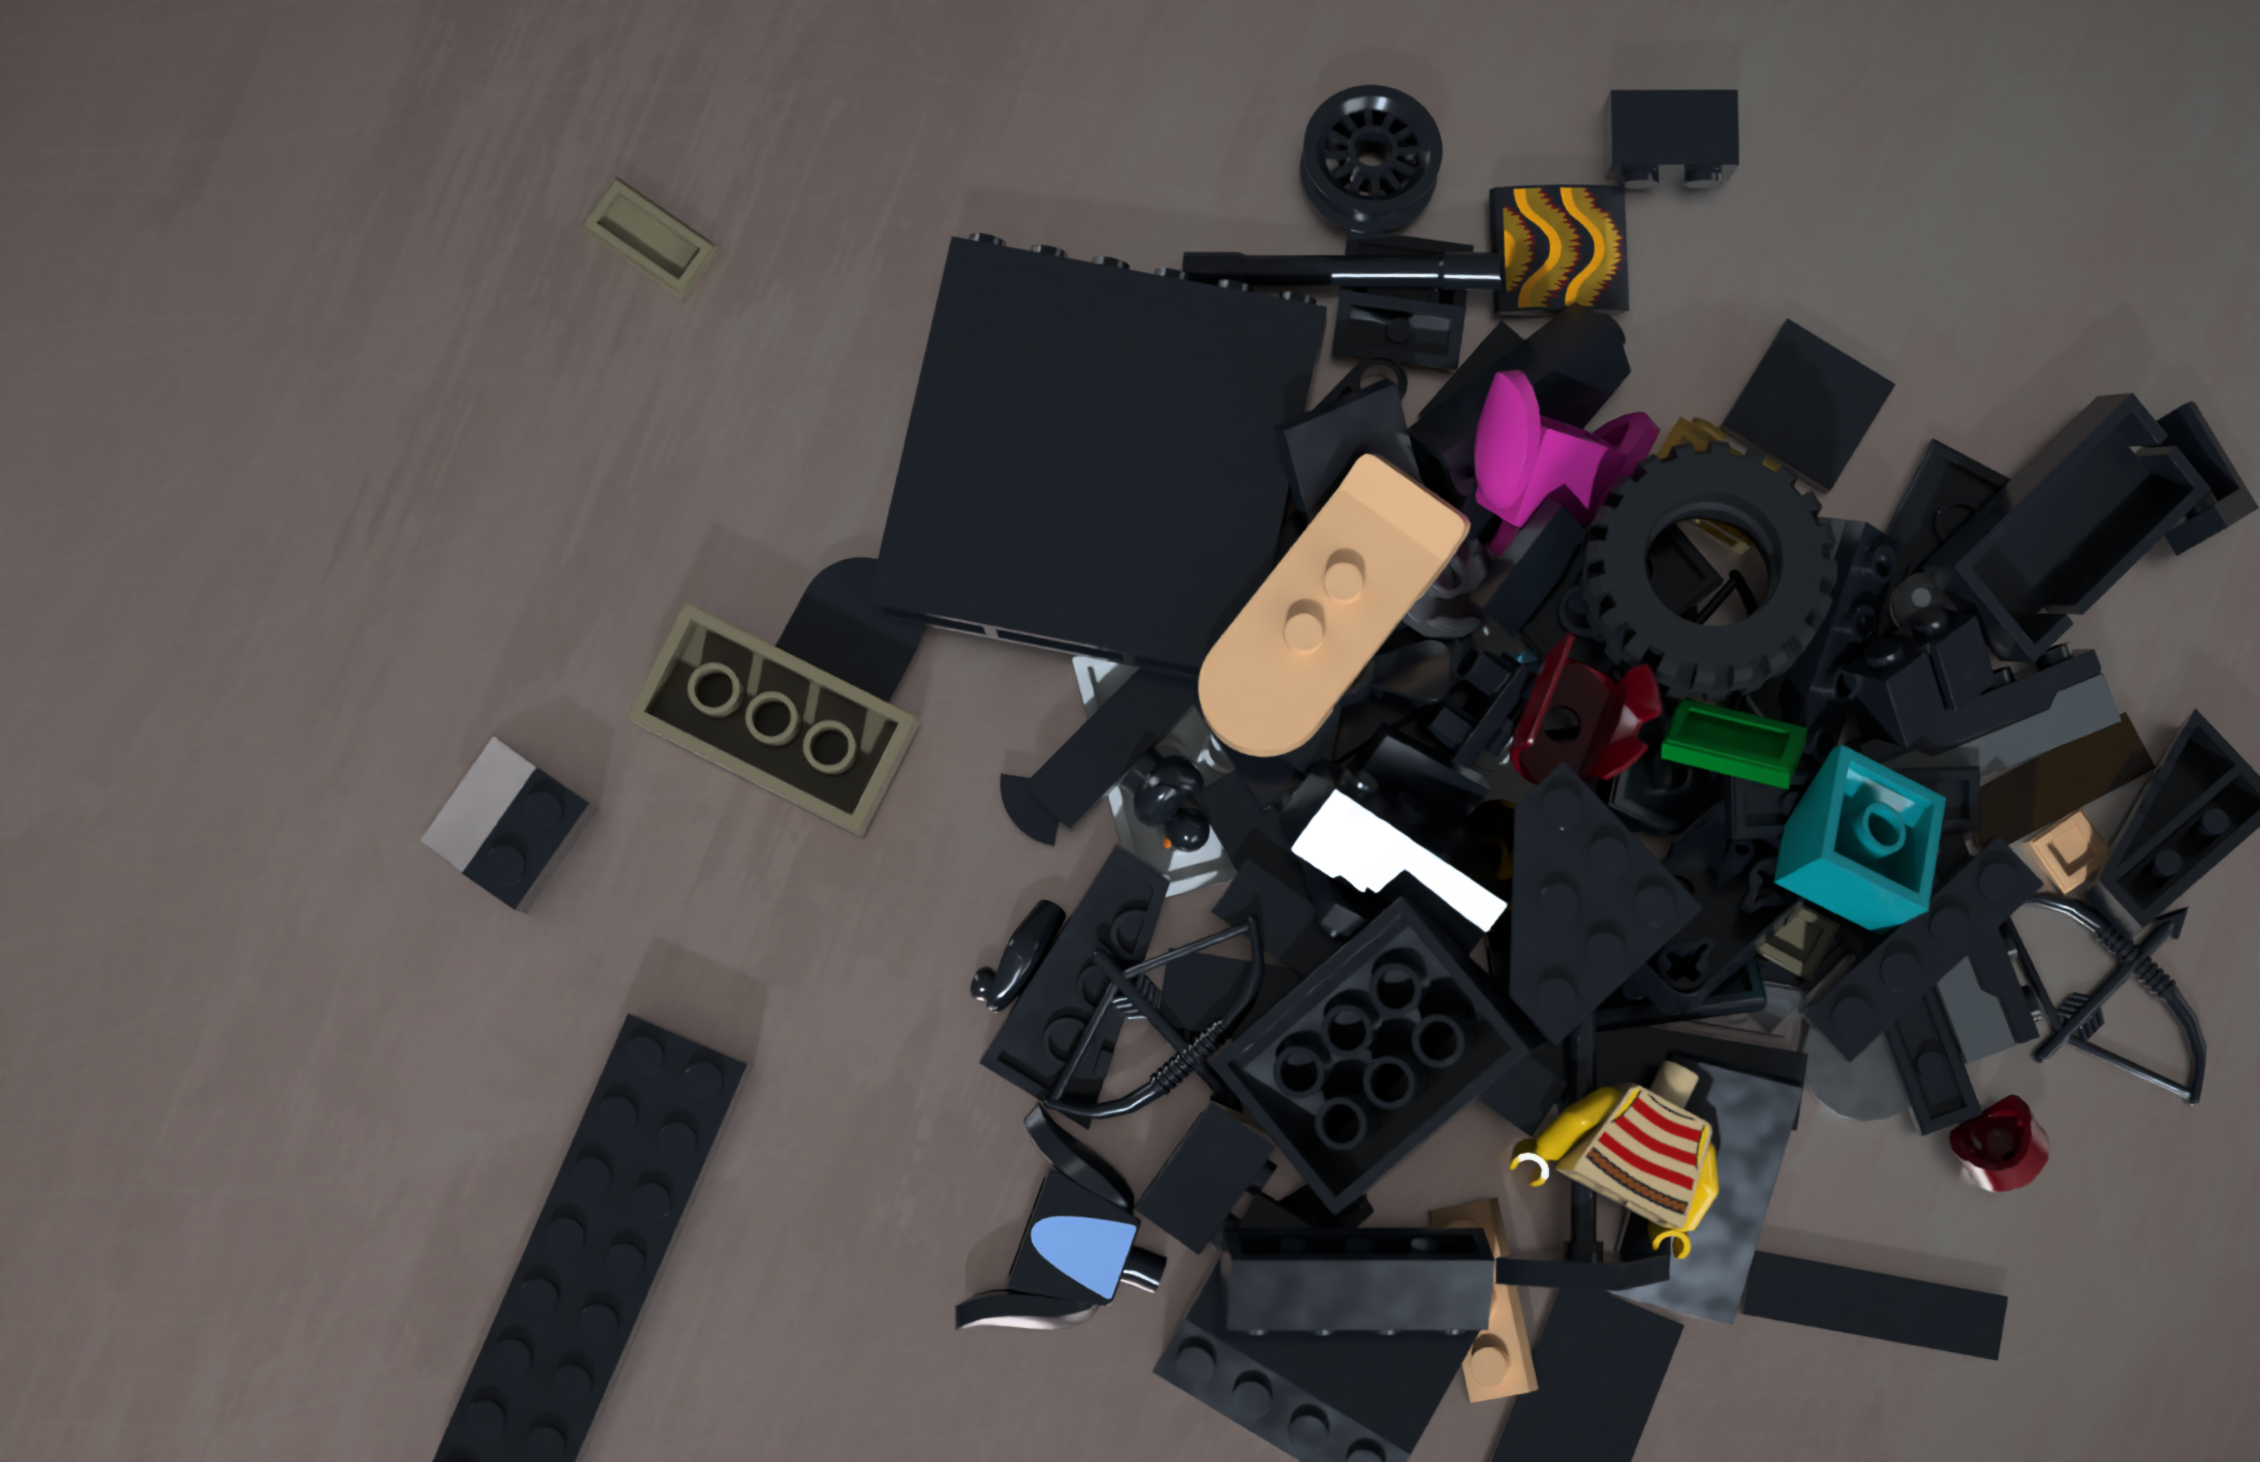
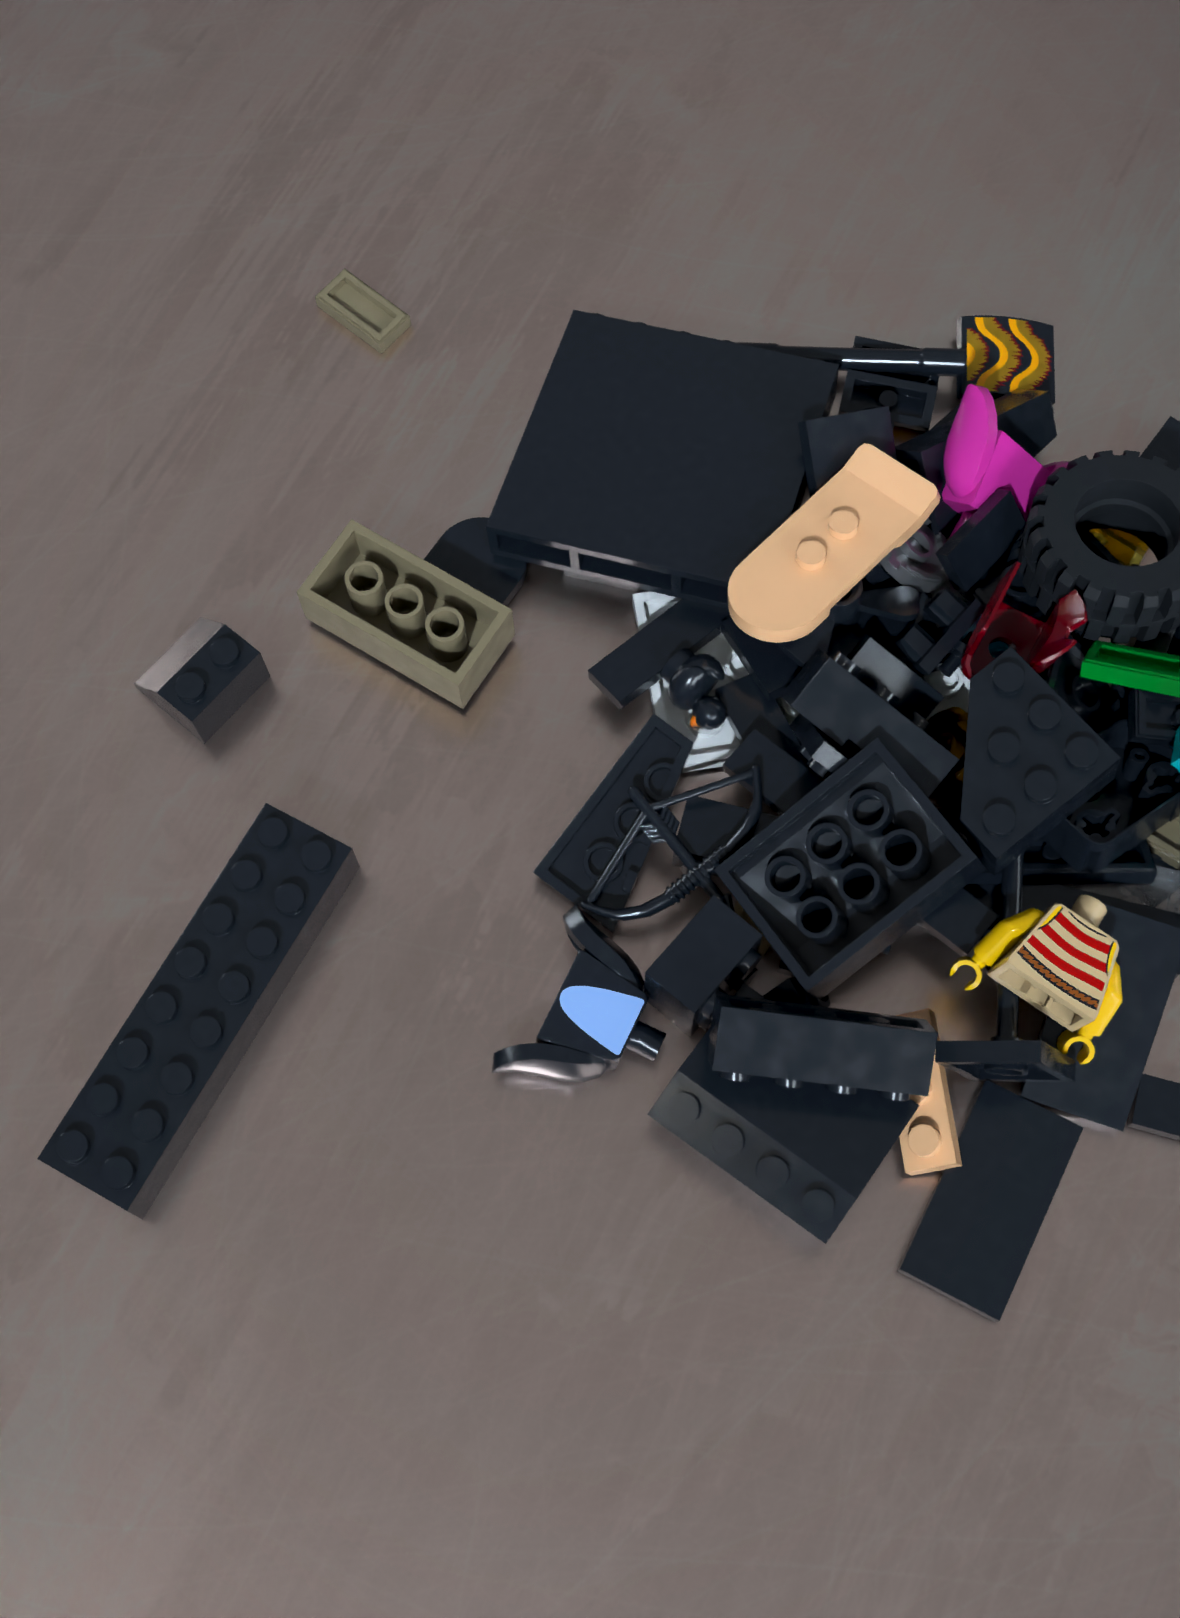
camera: 10 degrees right, 15 degrees down
(1020, 958) = (569, 801): black arm -> none
(1026, 811) = (590, 700): black tile -> none
(1394, 112) = (874, 291): black wheel -> none
(1671, 136) = (1088, 294): black brick -> none

